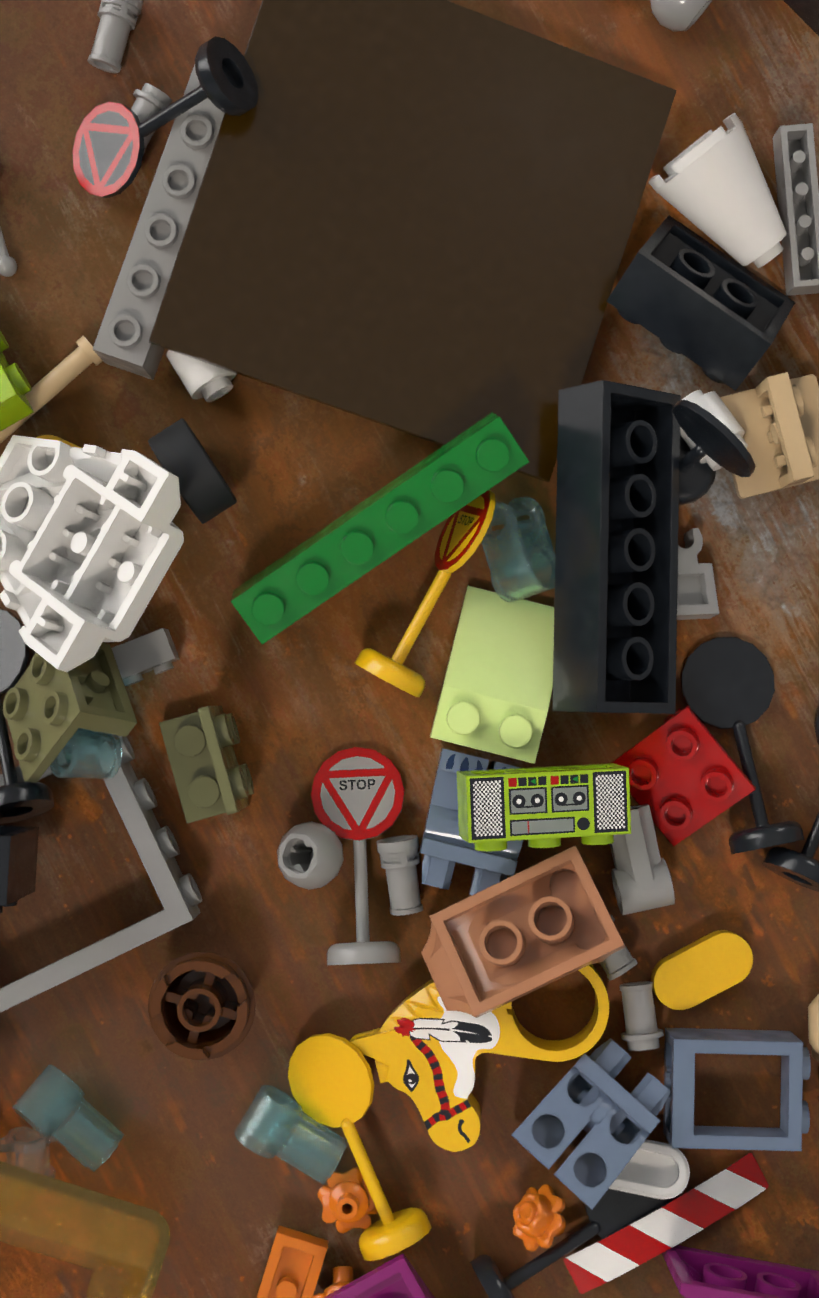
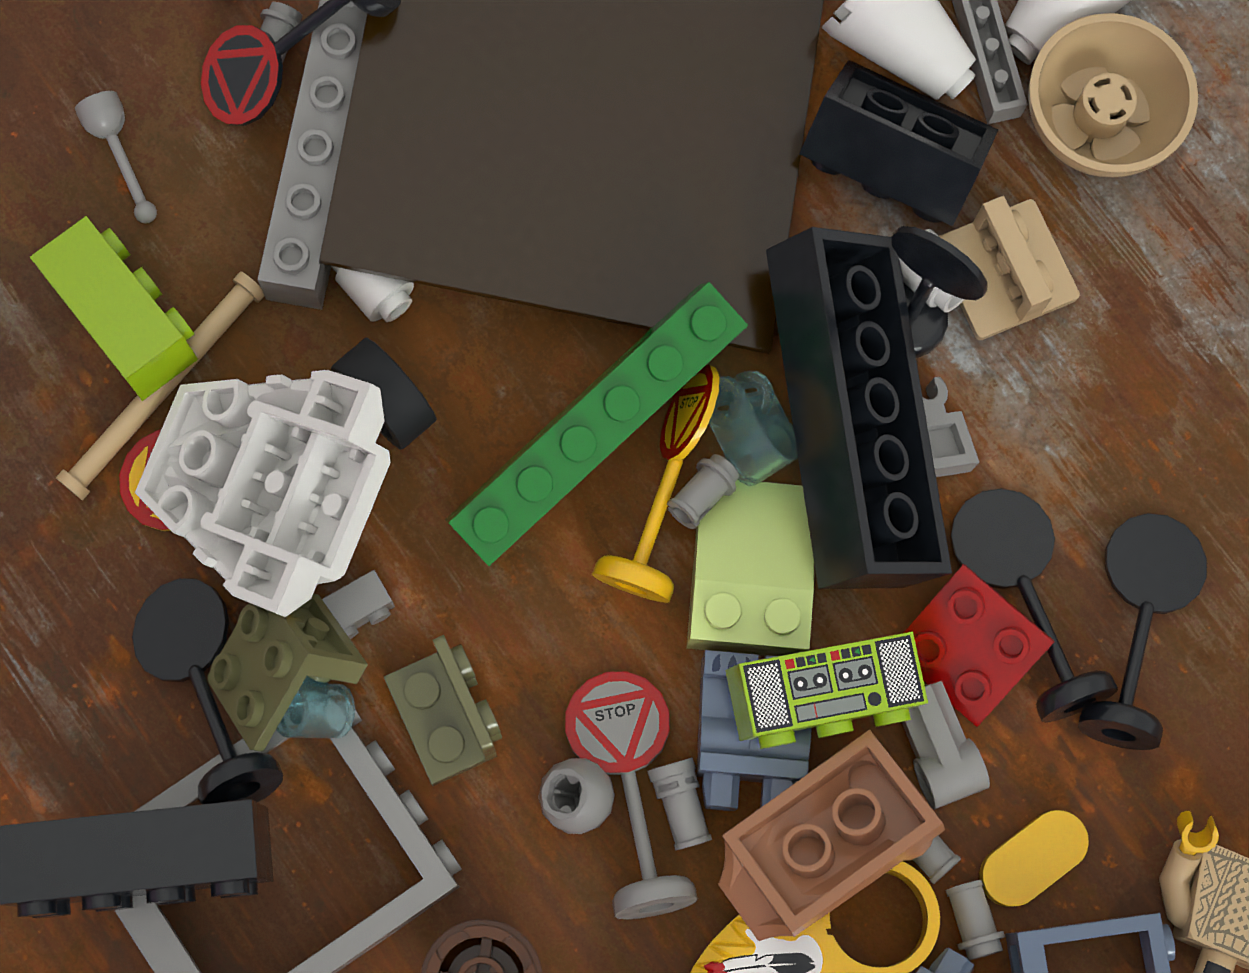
camera: 20 degrees left, 10 degrees down
(466, 602) = (704, 490): none -> light grey pin

